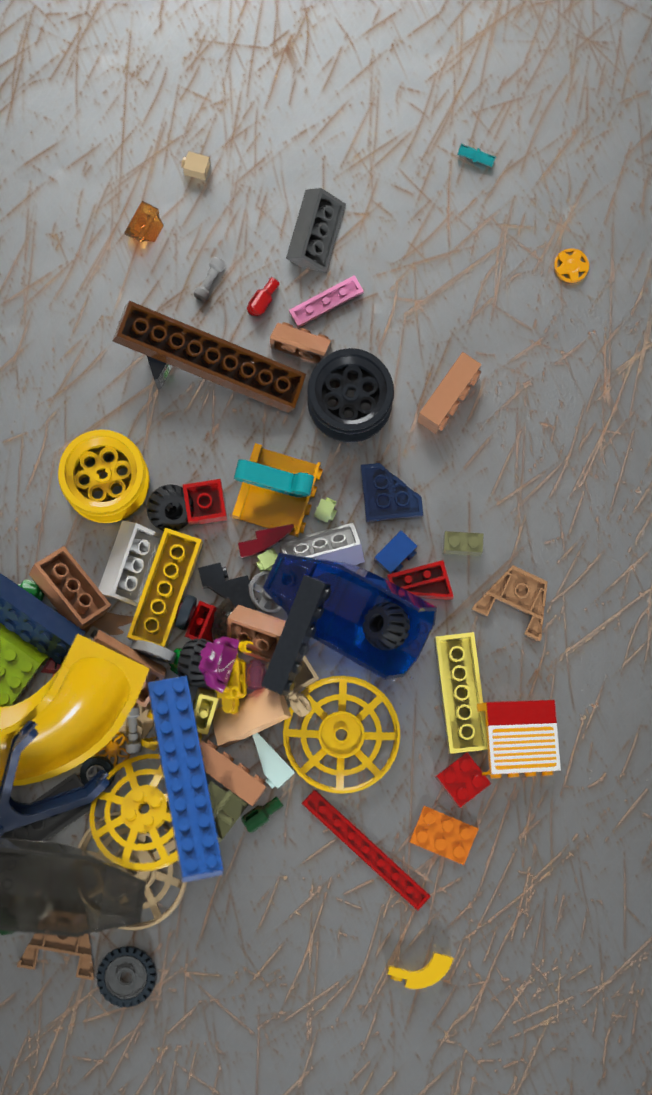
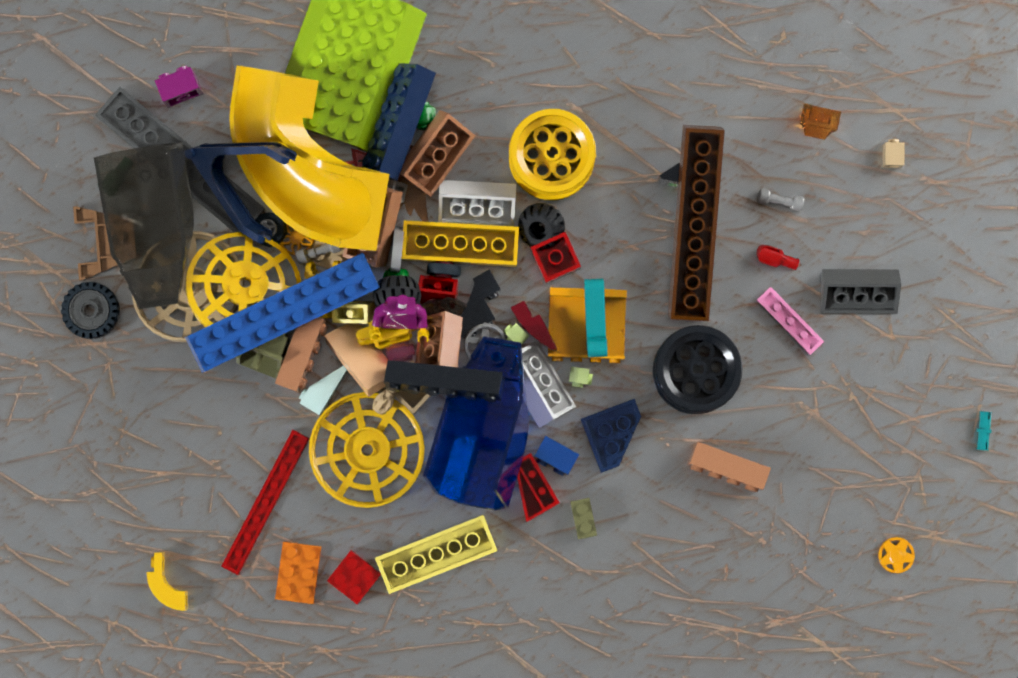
camera: 75 degrees right, 5 degrees up
(260, 815) = (271, 394): dark green arm -> none
(299, 342) = (740, 307): nougat slope -> none
(386, 626) = (478, 464): black wheel -> none
(521, 592) = (551, 588): medium nougat wing -> none
(521, 738) = (407, 622): panel -> none

